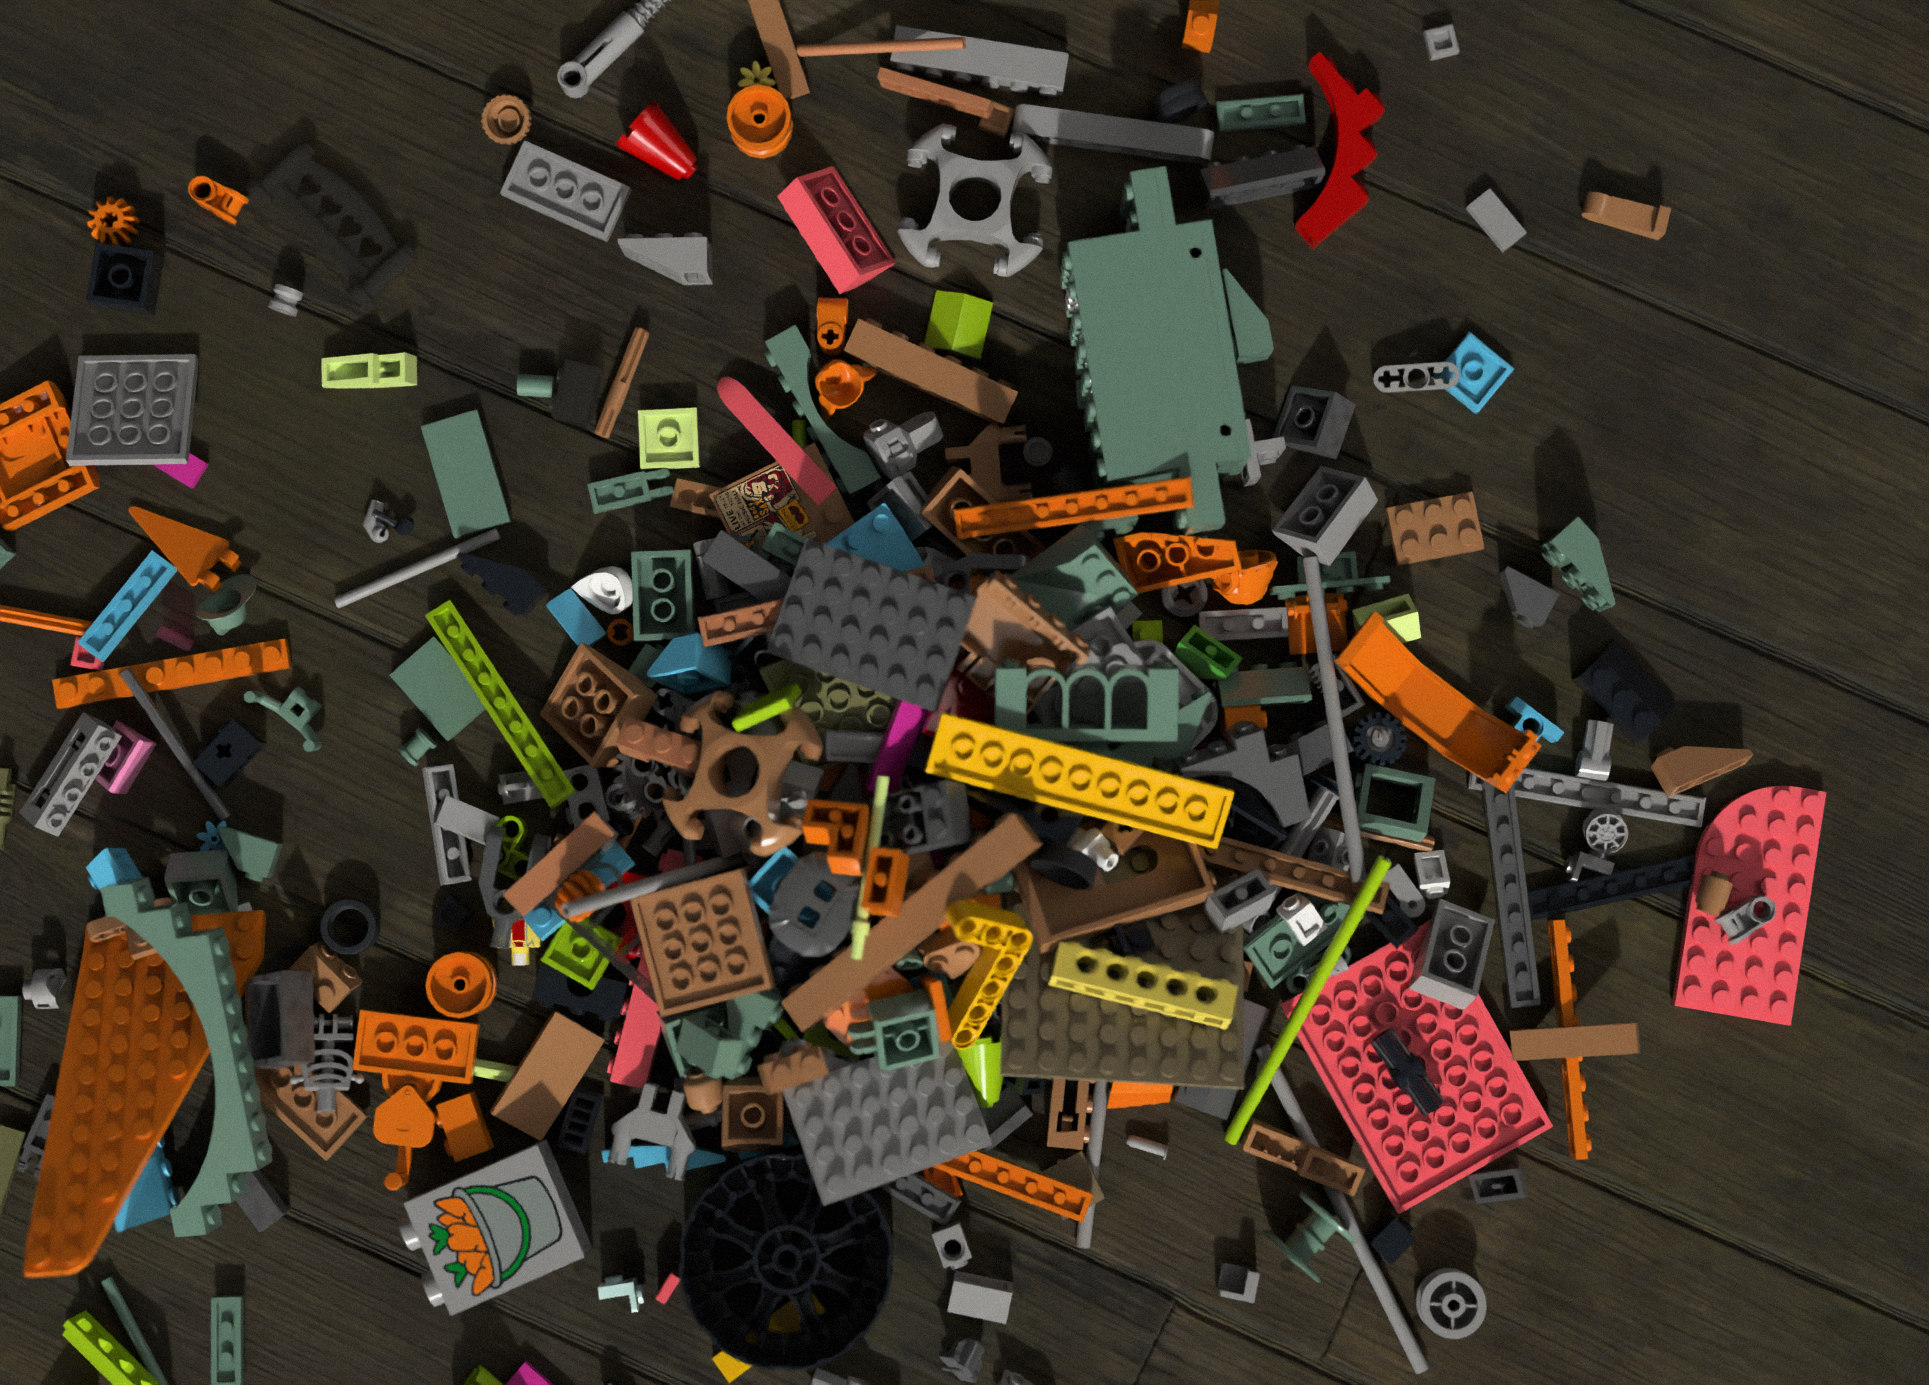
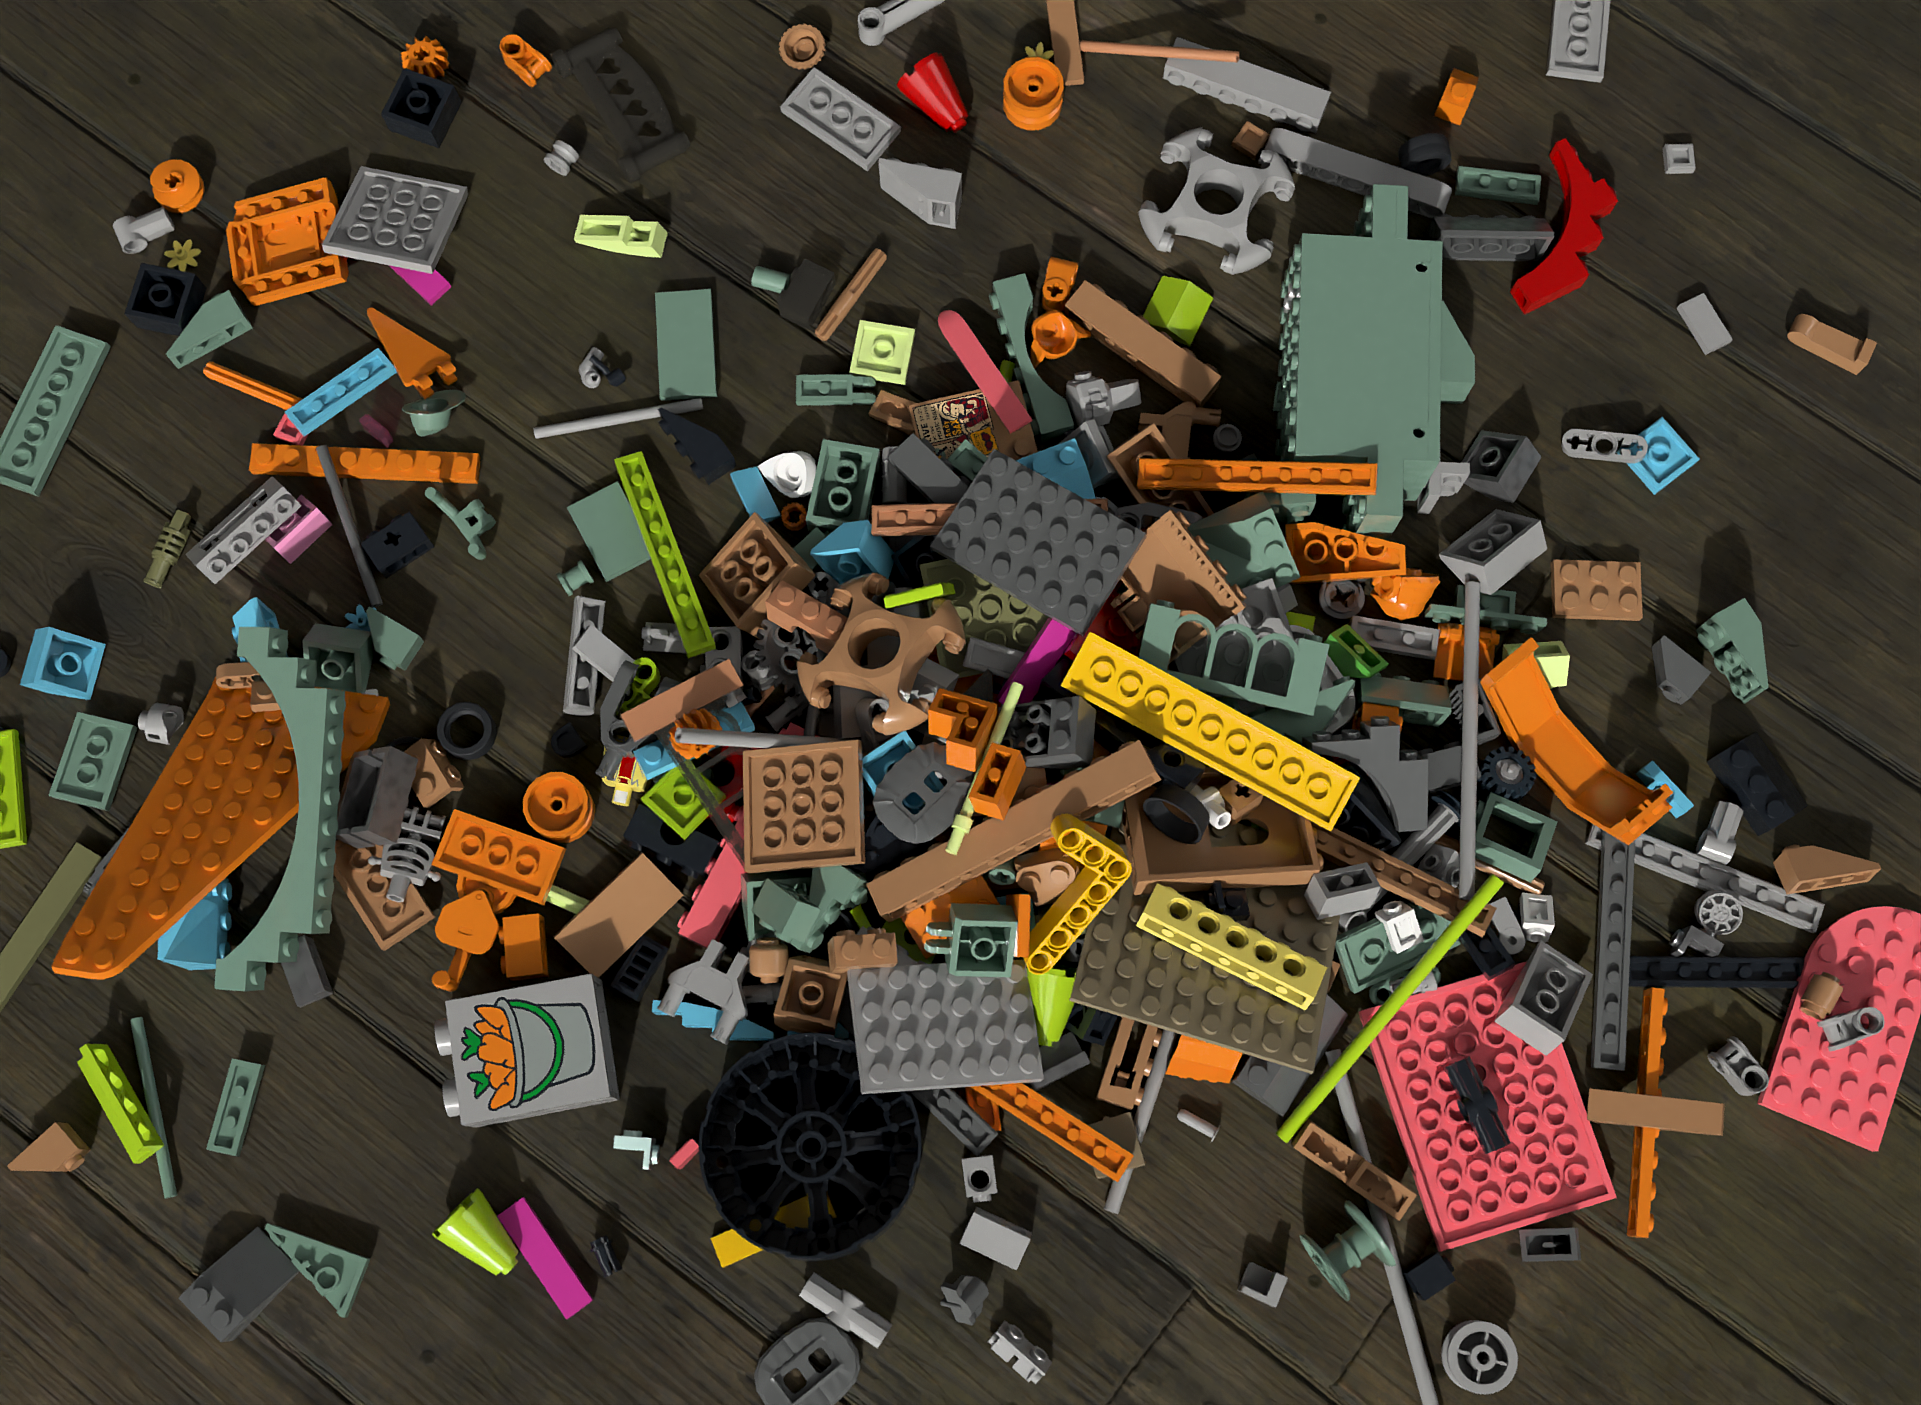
camera: 15 degrees right, 10 degrees down
(835, 228) = (1080, 201): coral slope -> none
(935, 93) = (1200, 103): nougat tile -> none
(1644, 972) = (1737, 1065): none -> light grey piece

